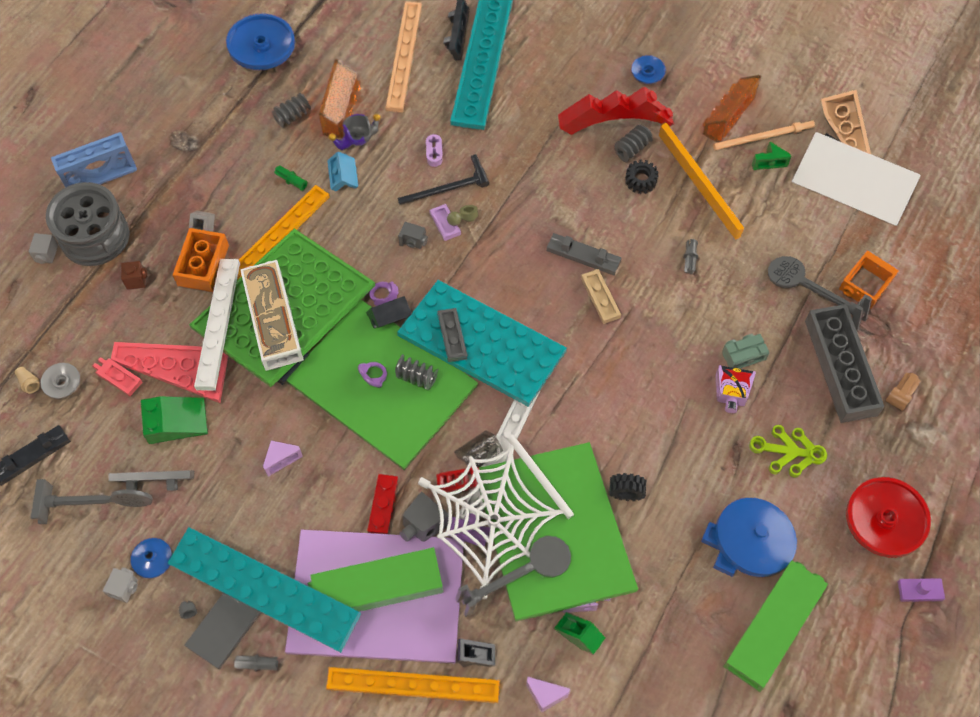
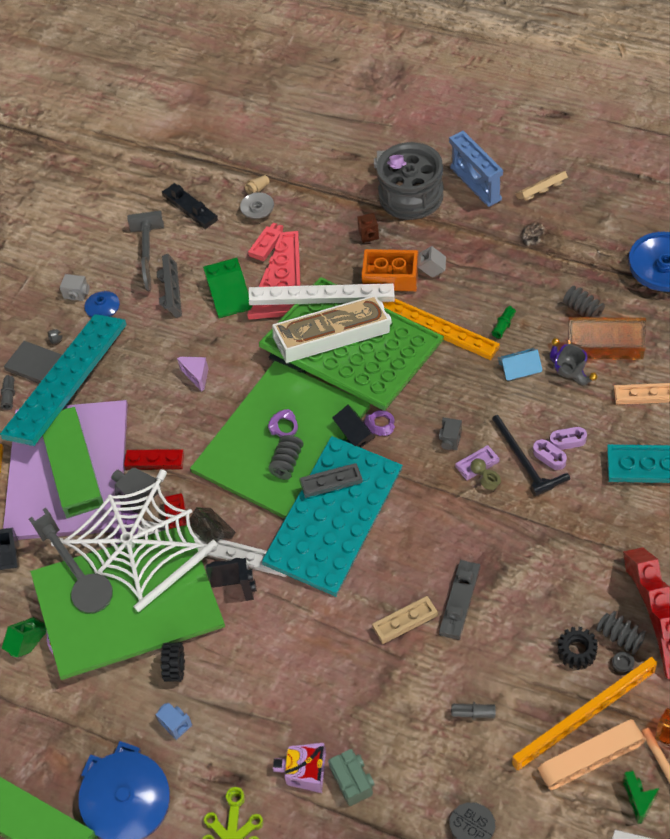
camera: 90 degrees right, 10 degrees down
(71, 222) = (396, 161): none -> lavender plate
(128, 120) = (541, 186): none -> tan plate
(449, 167) = (550, 454): none -> lavender beam
(546, 417) = (231, 573): none -> black bracket
(656, 150) = (623, 663): none -> dark grey tile
(682, 492) = (173, 720): none -> medium blue brick
(735, 183) = (591, 754): none -> light nougat beam

